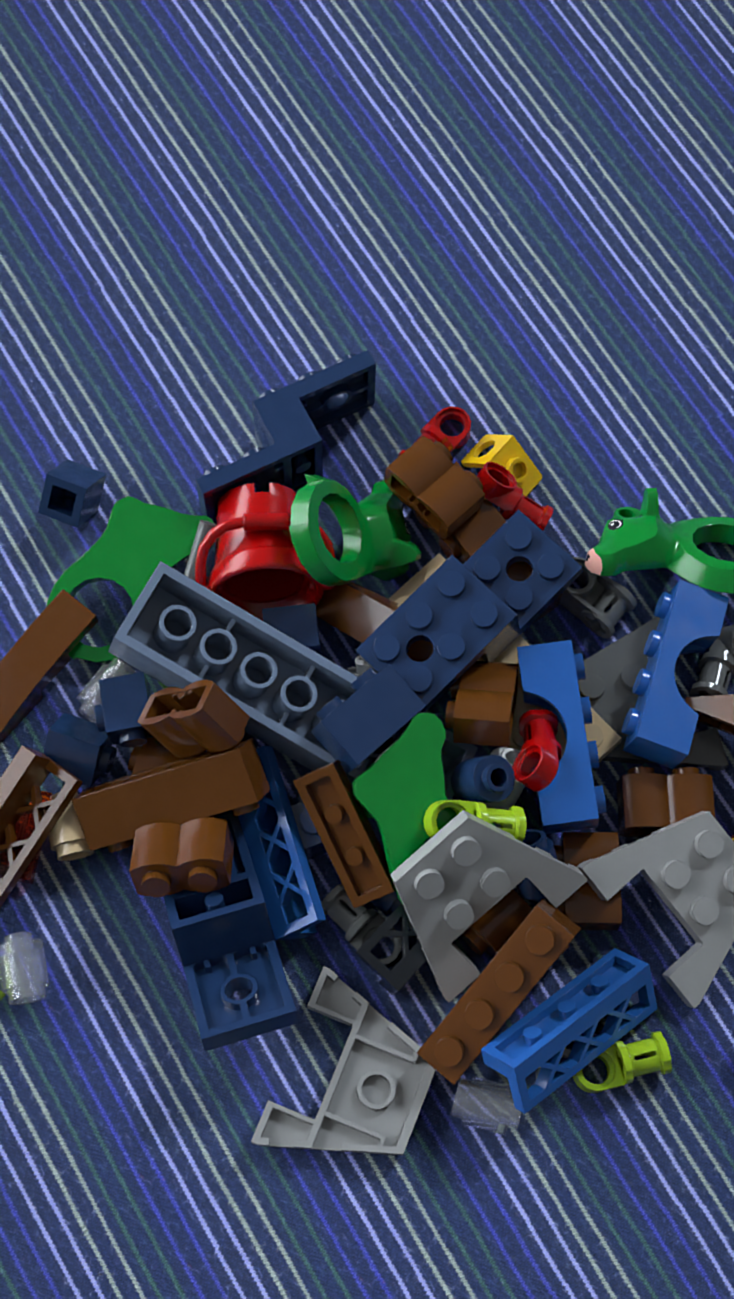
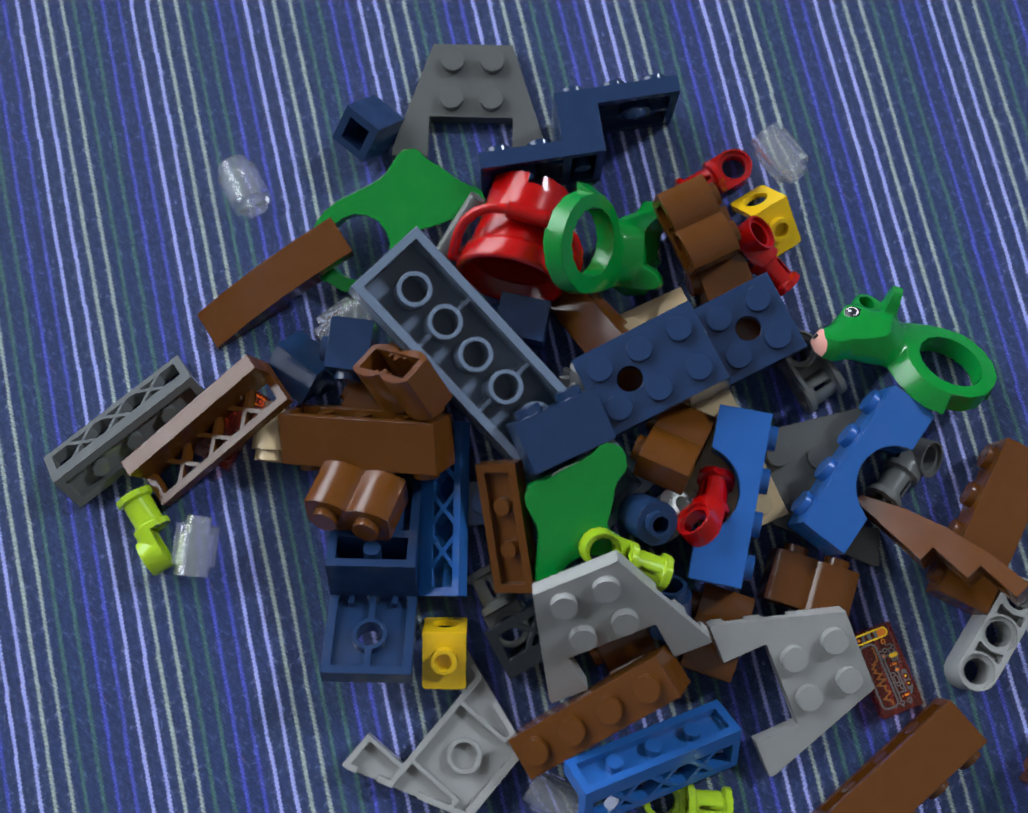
camera: 20 degrees right, 10 degrees up
(162, 426) = (468, 87): none -> dark grey wing
(322, 992) = (444, 653): none -> yellow bracket
(493, 399) = (780, 154): none -> clear brick

